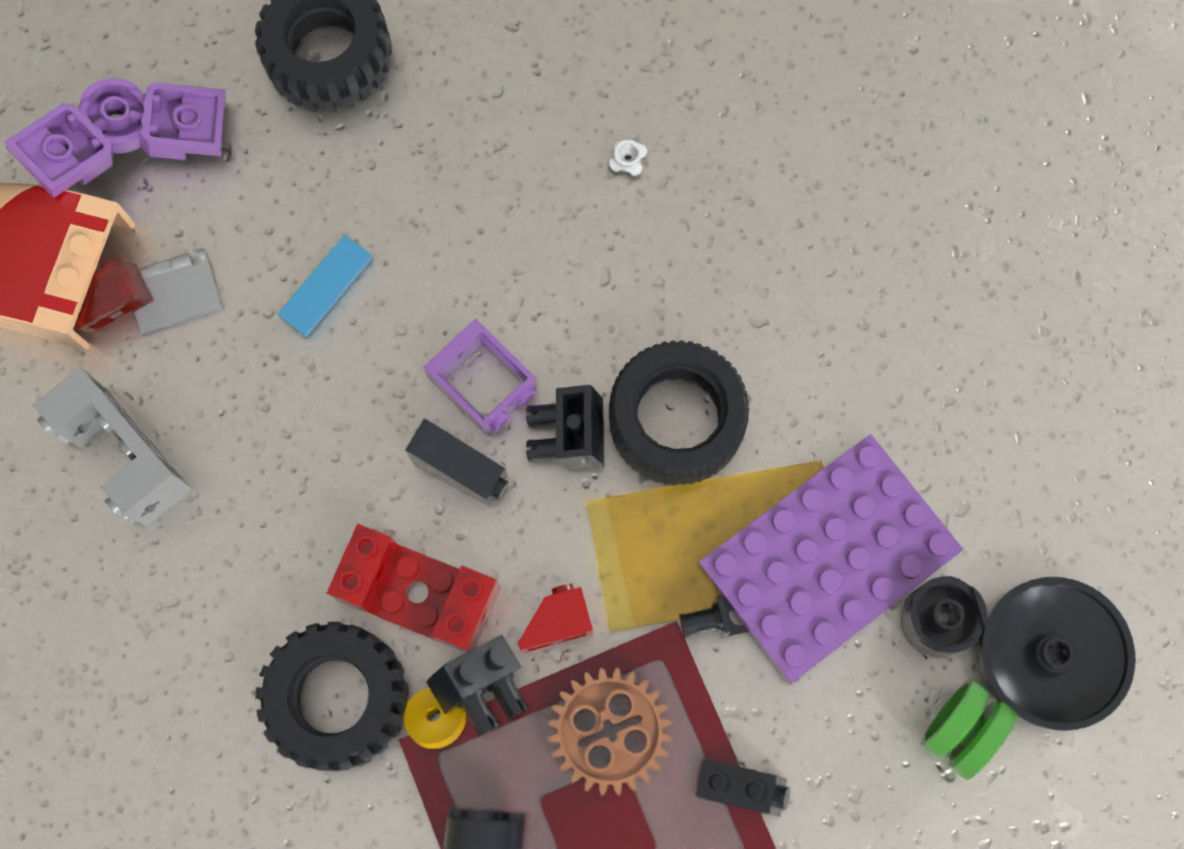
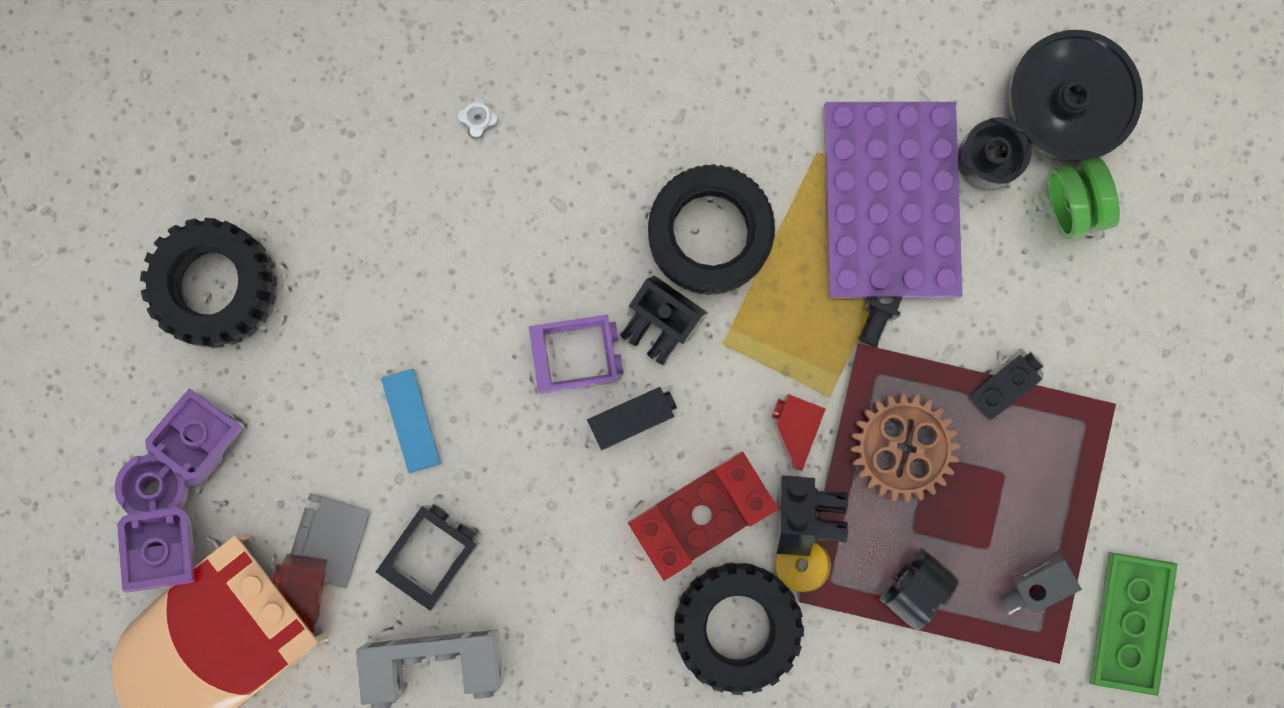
camera: 60 degrees left, 10 degrees up
(178, 381) = (406, 582): none -> black window

